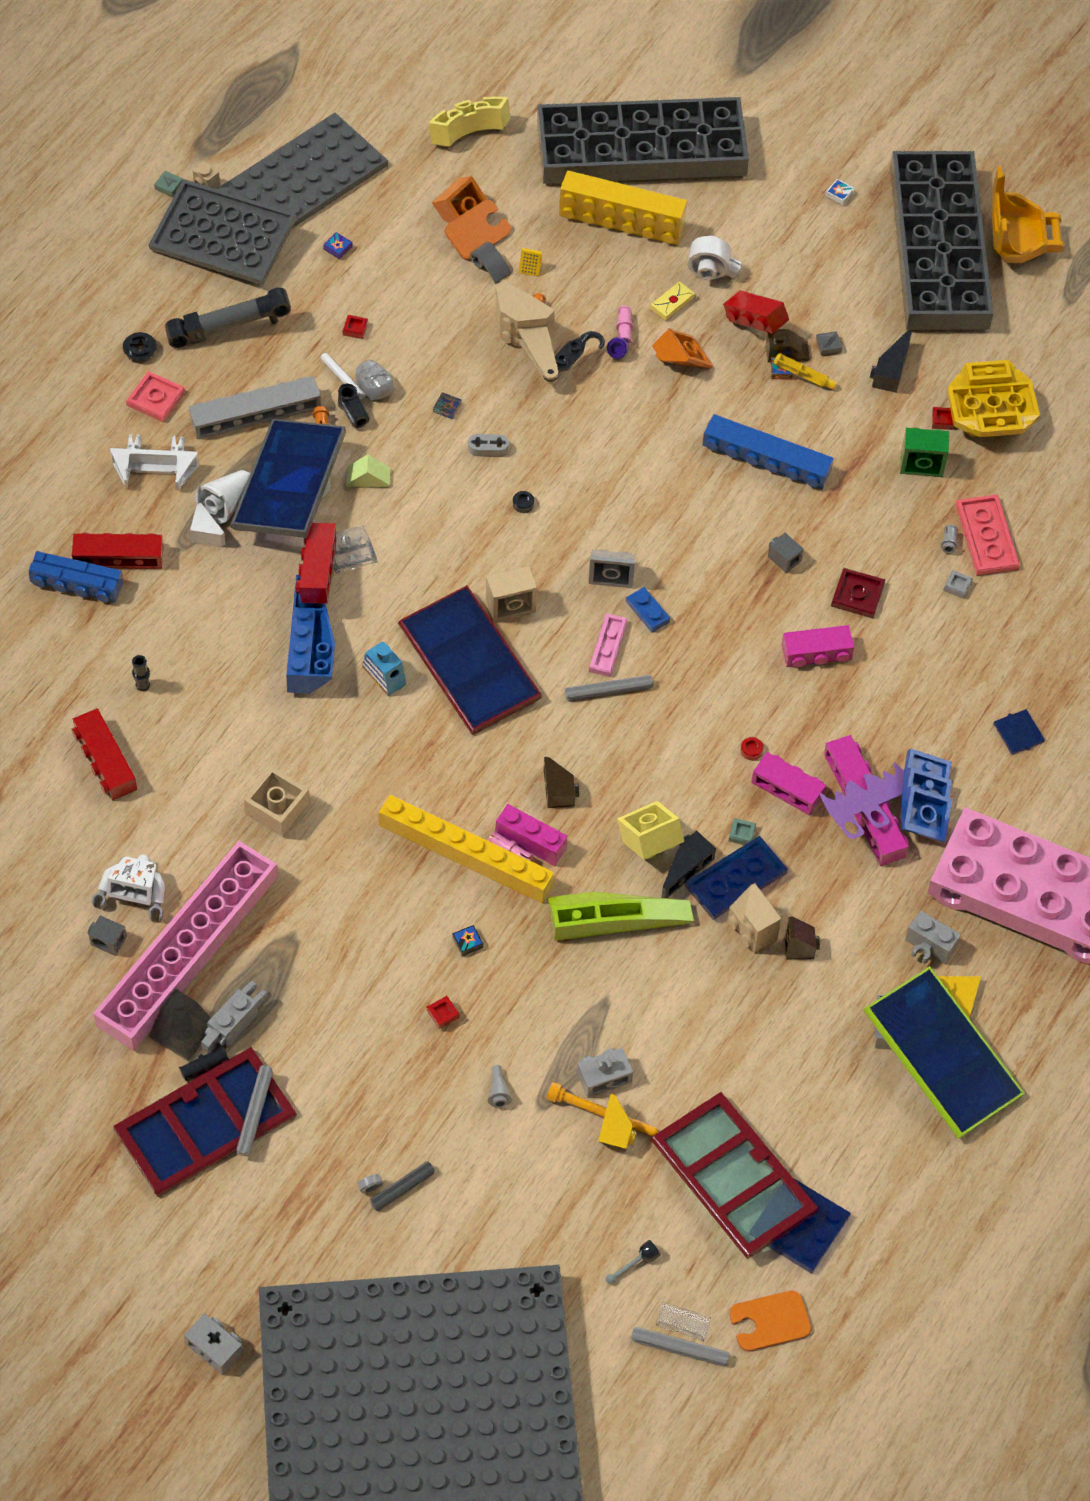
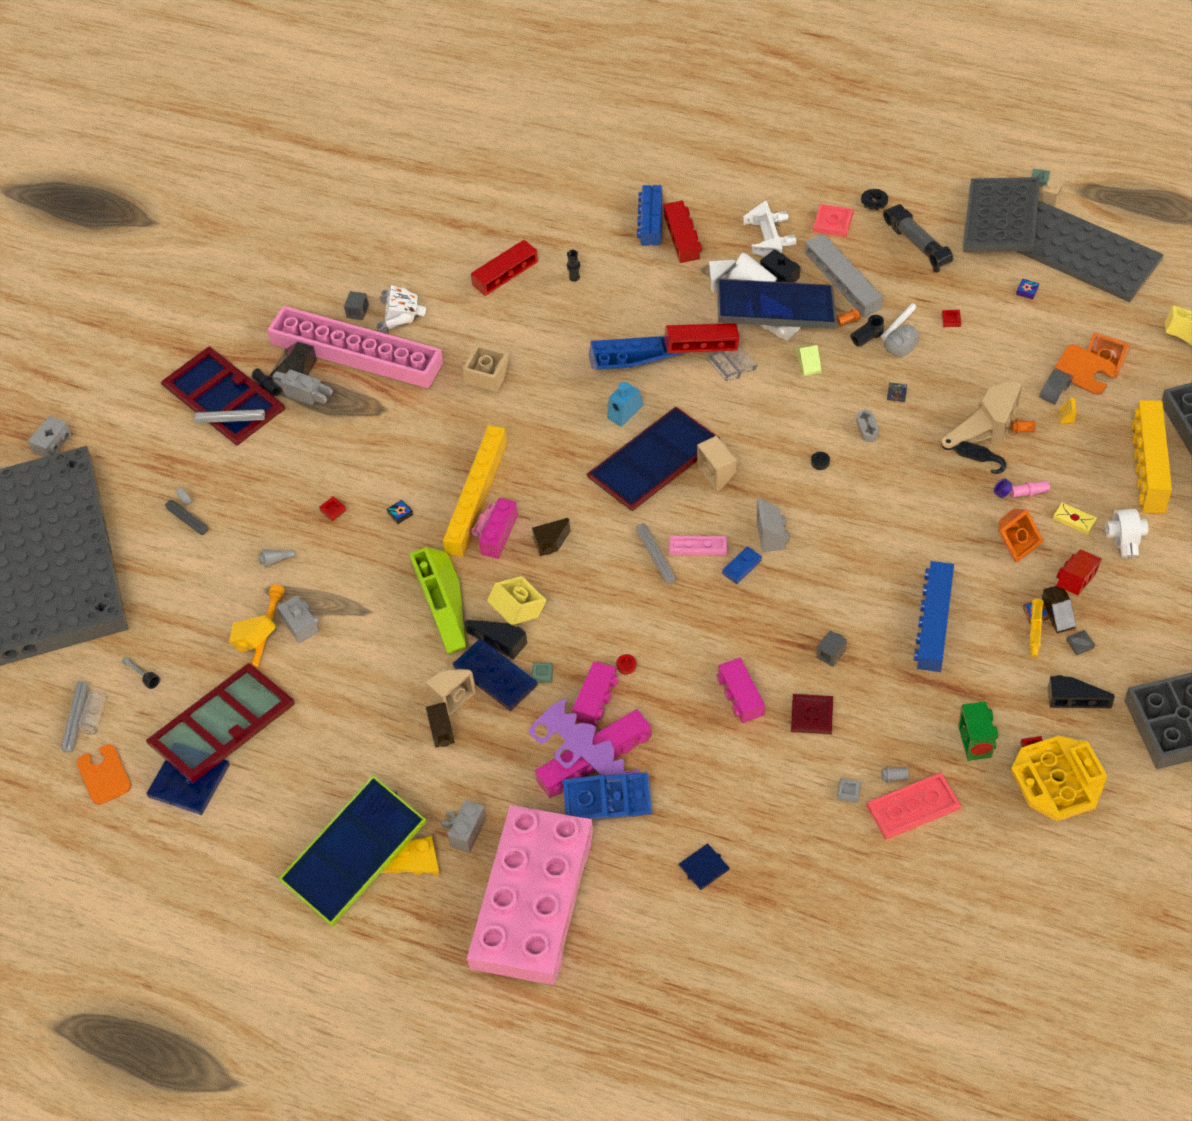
camera: 85 degrees right, 5 degrees down
(220, 463) = (781, 267): none -> black brick

